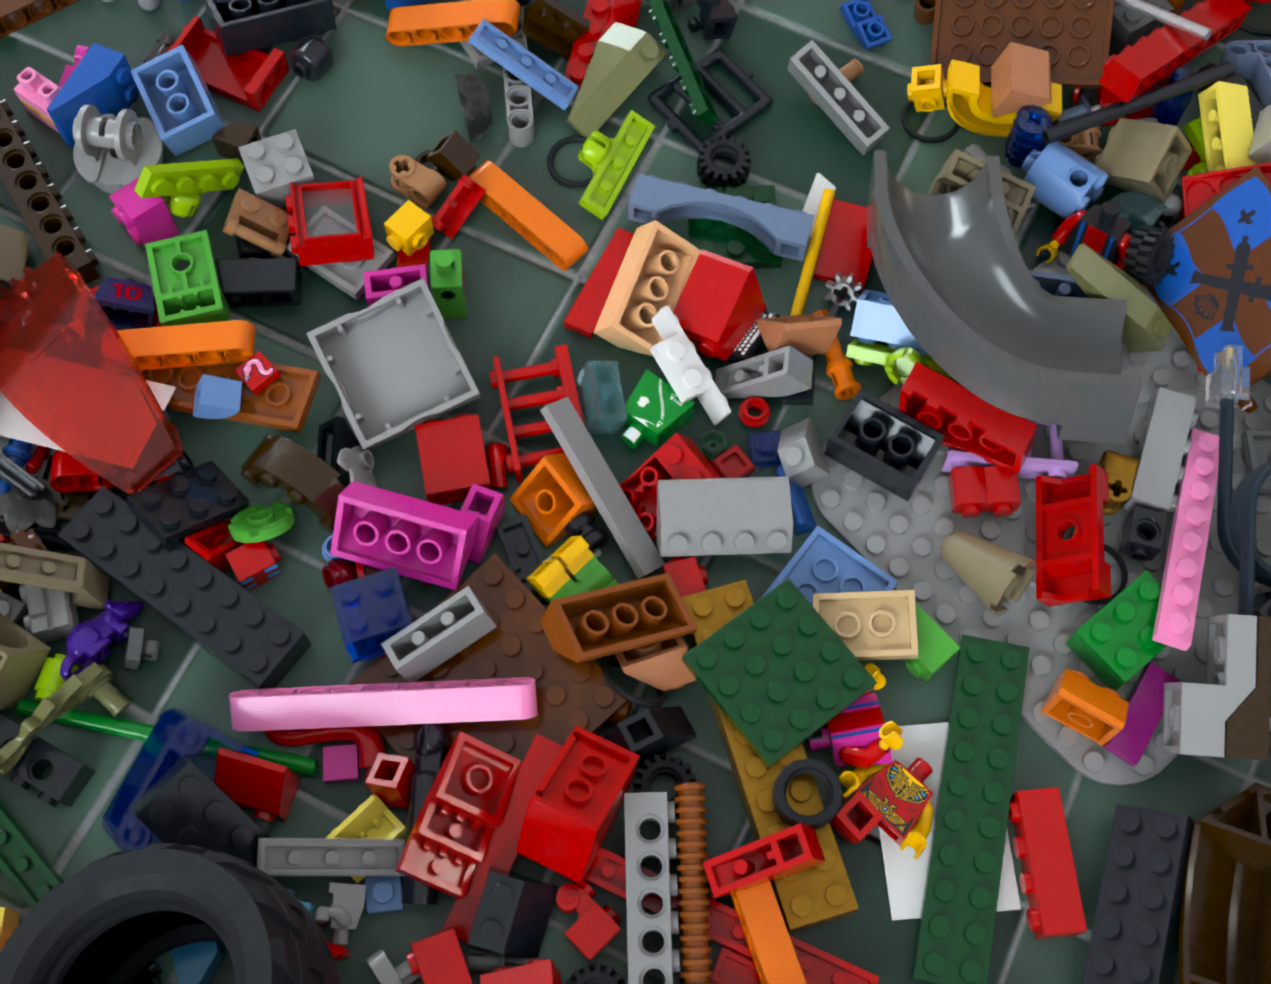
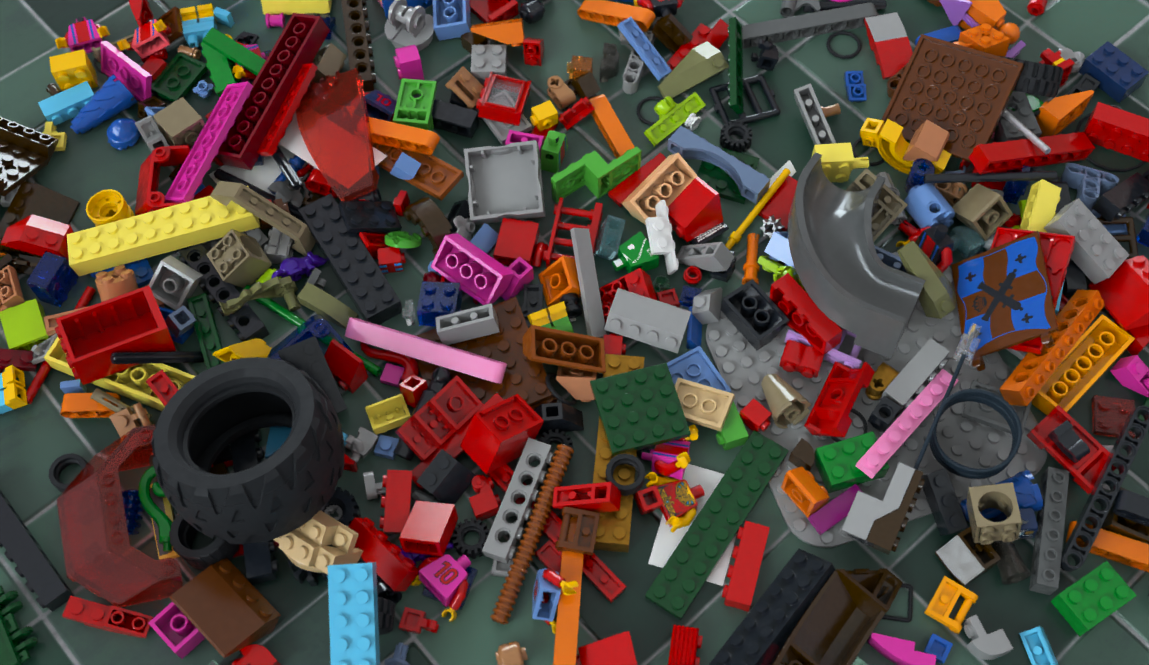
camera: 25 degrees right, 5 degrees down
(72, 832) = (246, 349): none -> yellow slope
(177, 686) = (325, 305): none -> olive slope
(187, 182) = (436, 54): lime plate -> none
(230, 457) = (401, 202): none -> red plate
(257, 372) = (431, 162): red tile -> none
(283, 107) = (503, 31): none -> orange slope
(323, 644) = (409, 312): none -> clear plate
(329, 856) = (366, 413): light grey tile -> none
(343, 125) = (533, 51): none -> red slope
(398, 470) = (485, 238): none -> medium blue slope
(429, 127) = (579, 66): none -> clear orange brick
(533, 299) = (595, 174): none -> bright green bracket
(646, 159) = (693, 121): none -> white bush
(786, 920) = (585, 531): none -> reddish brown plate
(806, 332) = (736, 241): nougat slope -> none
(904, 149) = (839, 161): none -> light yellow brick
(957, 611) = (755, 416): none -> red brick
(1043, 223) = (907, 228): none -> red pin
(1056, 648) = (802, 455): none -> dark brown brick
(1149, 255) = (960, 256): black tyre -> none

